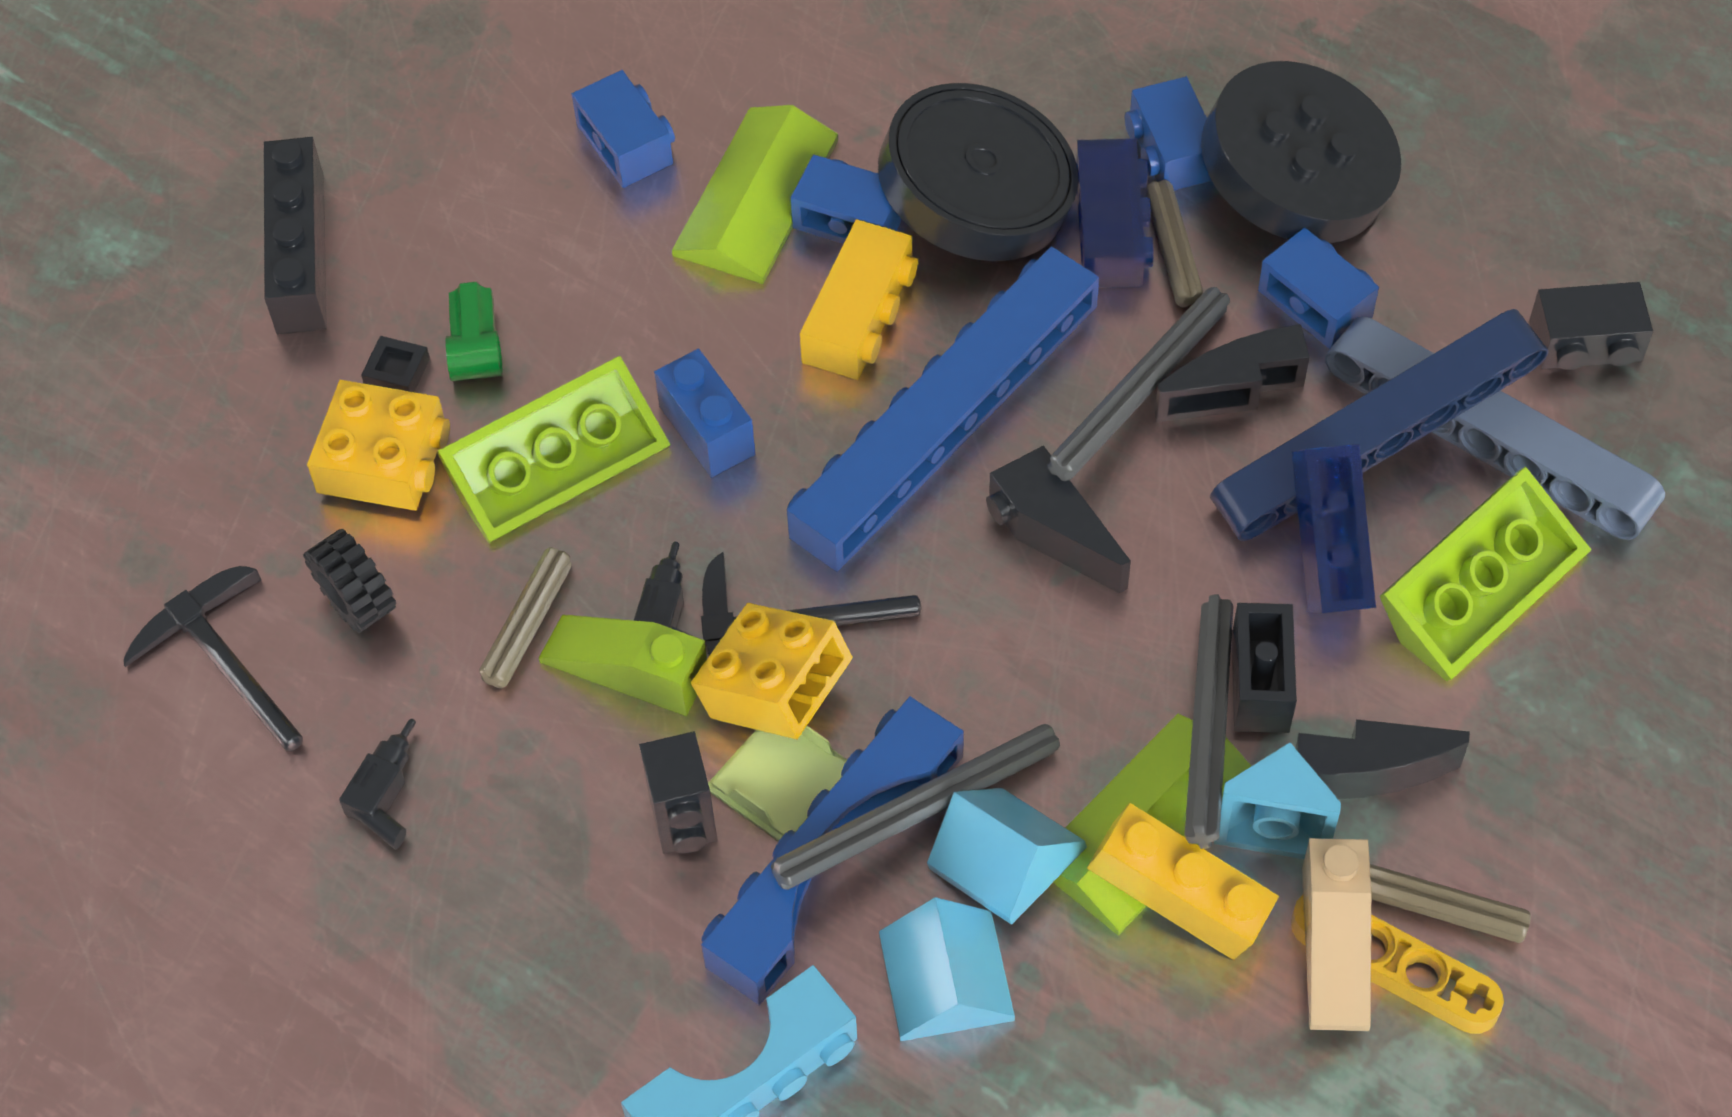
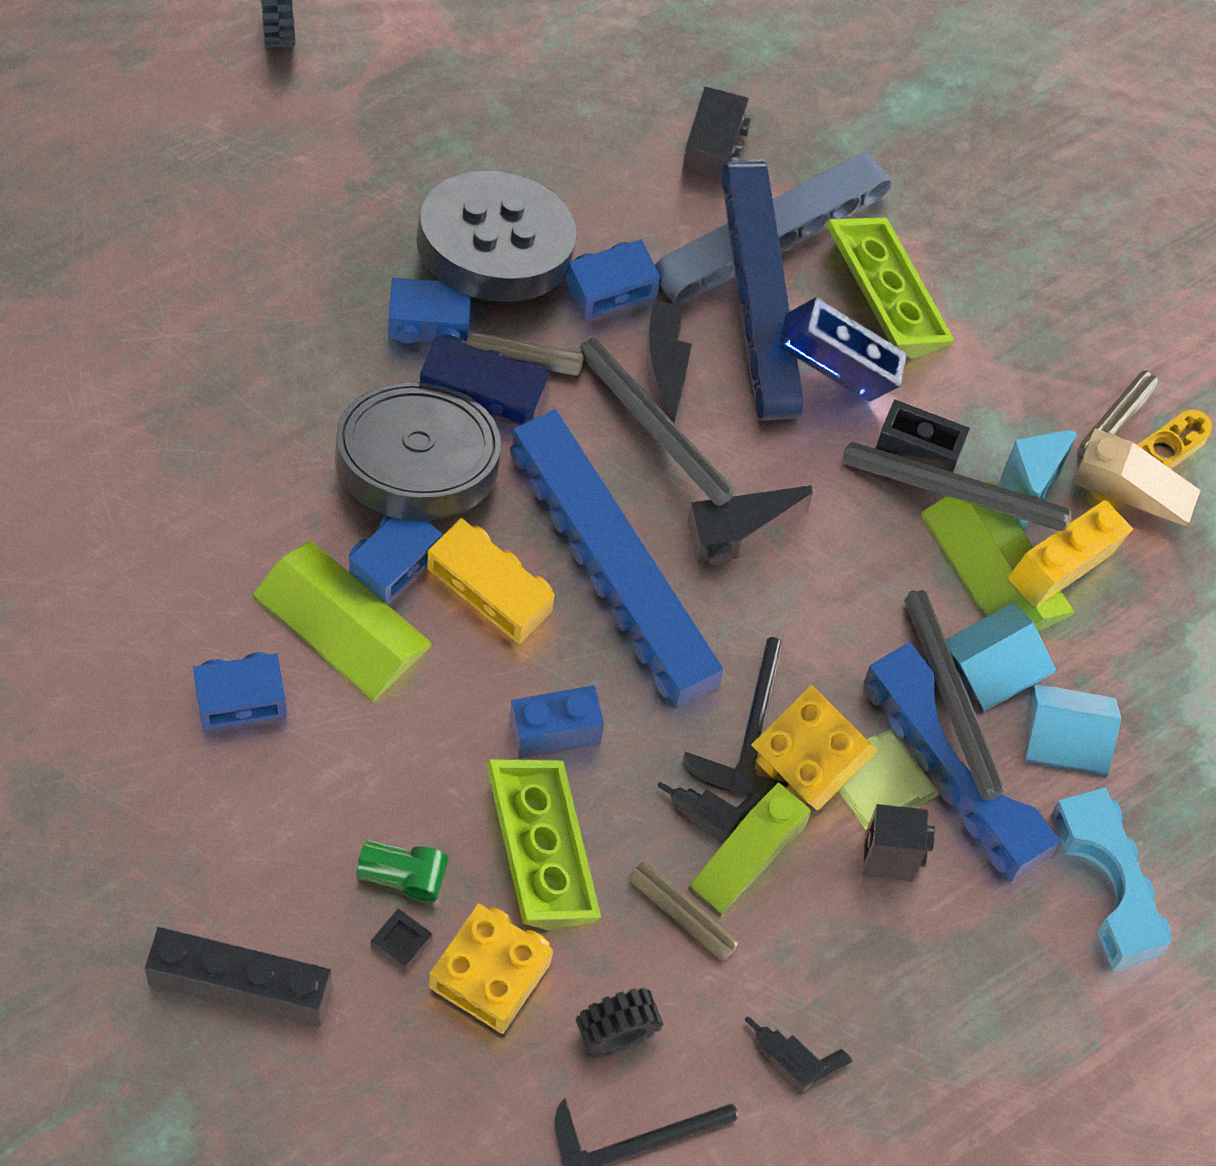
camera: 80 degrees left, 5 degrees up
(1382, 757) = (1006, 410): black slope -> none

